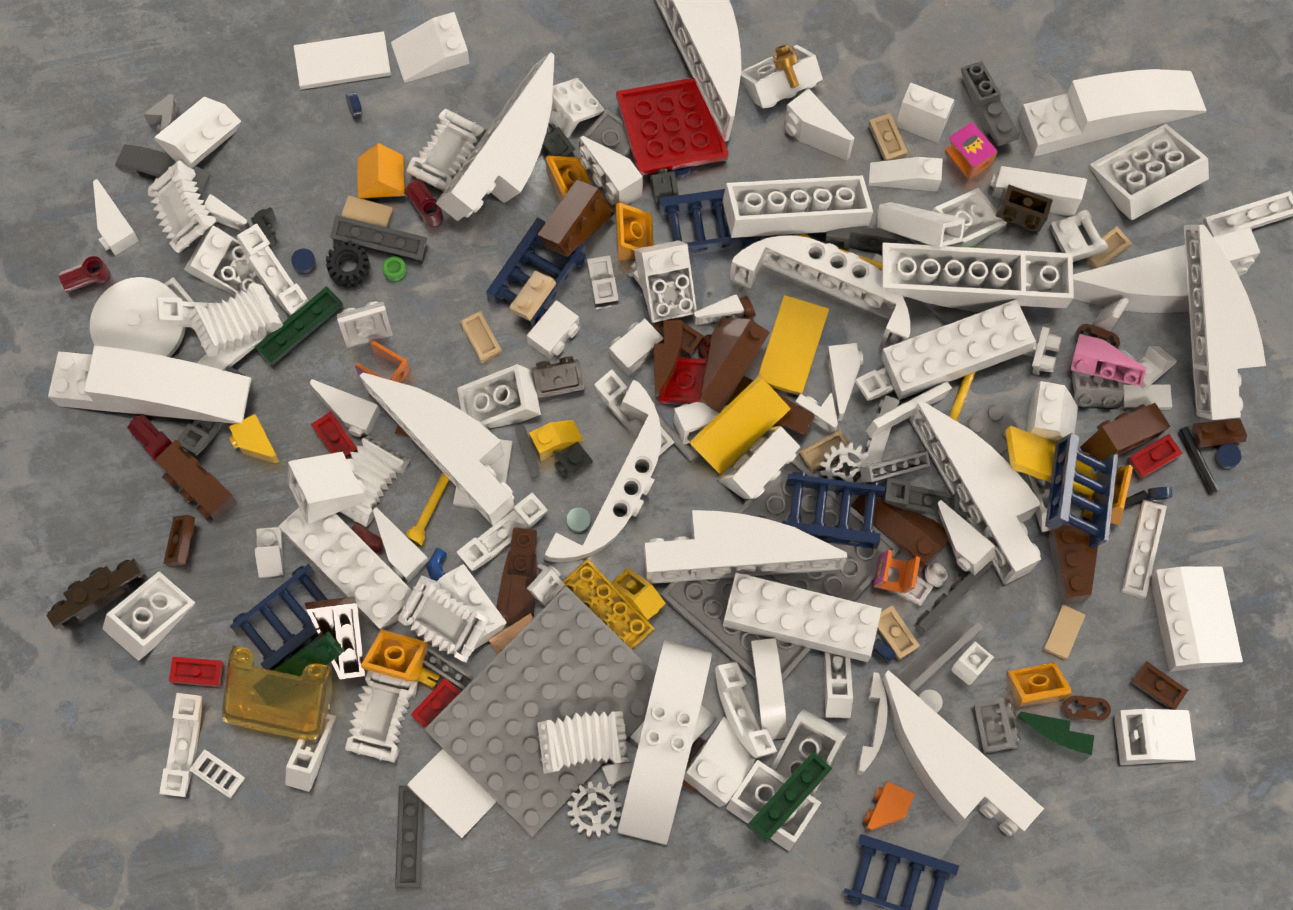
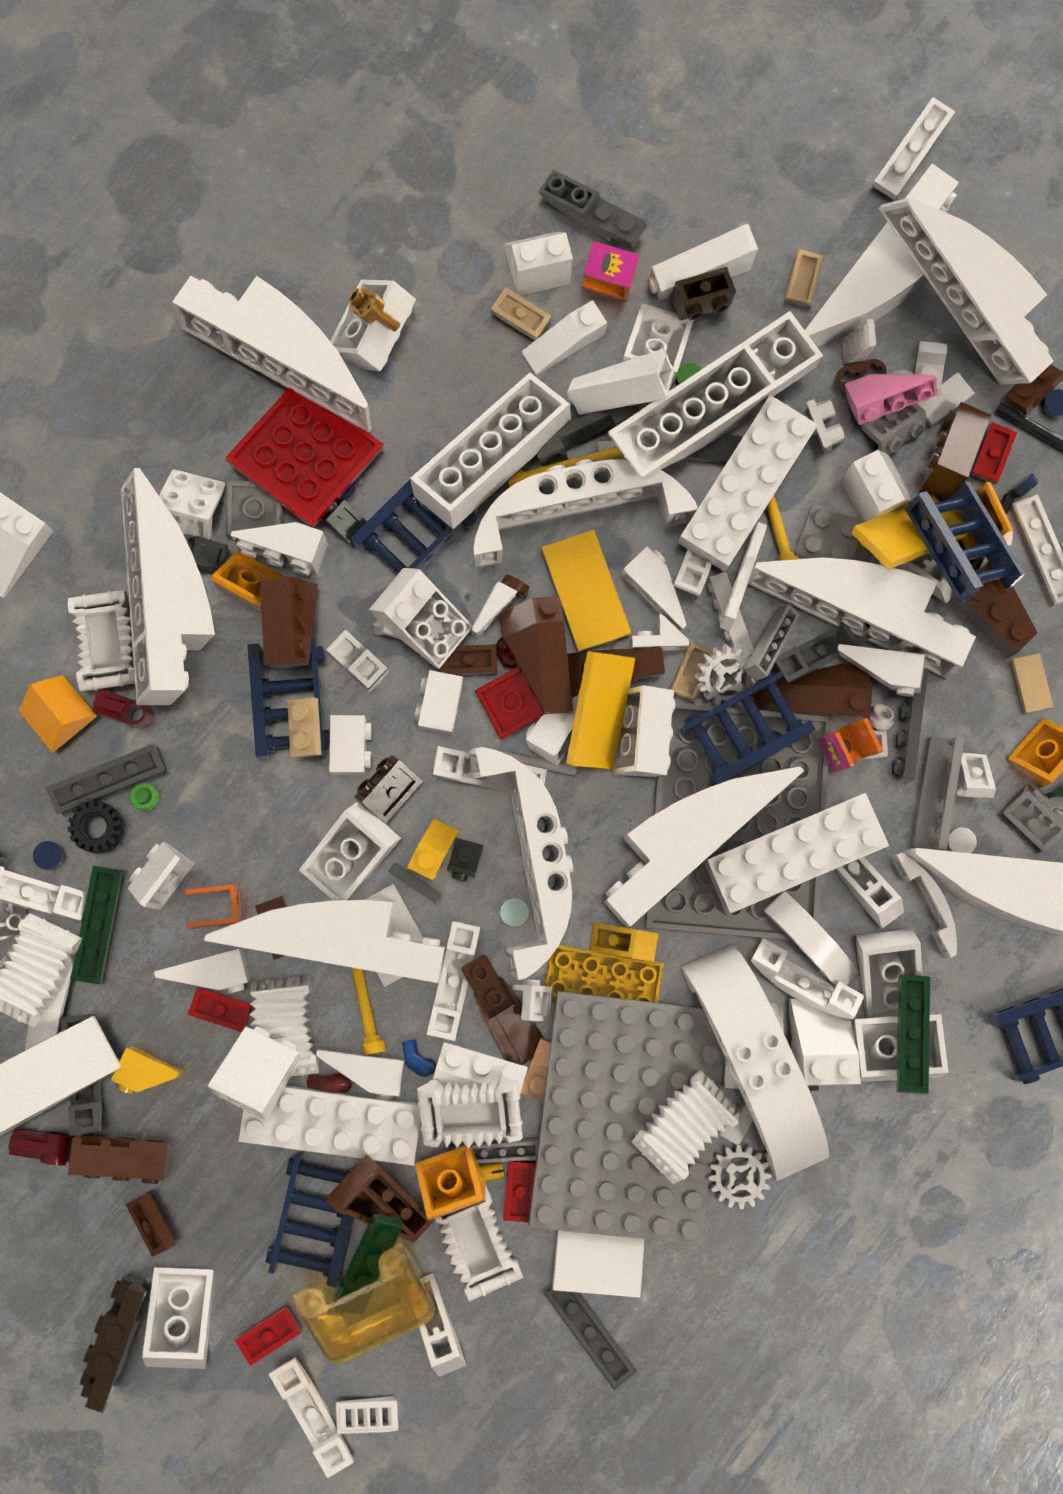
camera: 45 degrees left, 10 degrees up
(269, 552) = (246, 1167): white slope -> none
(367, 211) = (72, 760): tan tile -> none
(480, 337) = (282, 802): tan tile -> none
(633, 230) = (349, 589): light orange slope -> none
(667, 354) = (479, 690): reddish brown slope -> none
(817, 126) = (446, 352): white slope -> none
(883, 650) = (890, 825): dark blue tile -> none
(890, 808) = (999, 968): orange slope -> none
(896, 633) = (887, 800): tan plate -> none
(1071, 240) = (766, 293): white plate -> none
(1109, 107) = (708, 133): white slope -> none
(1150, 171) = (790, 169): white slope -> none

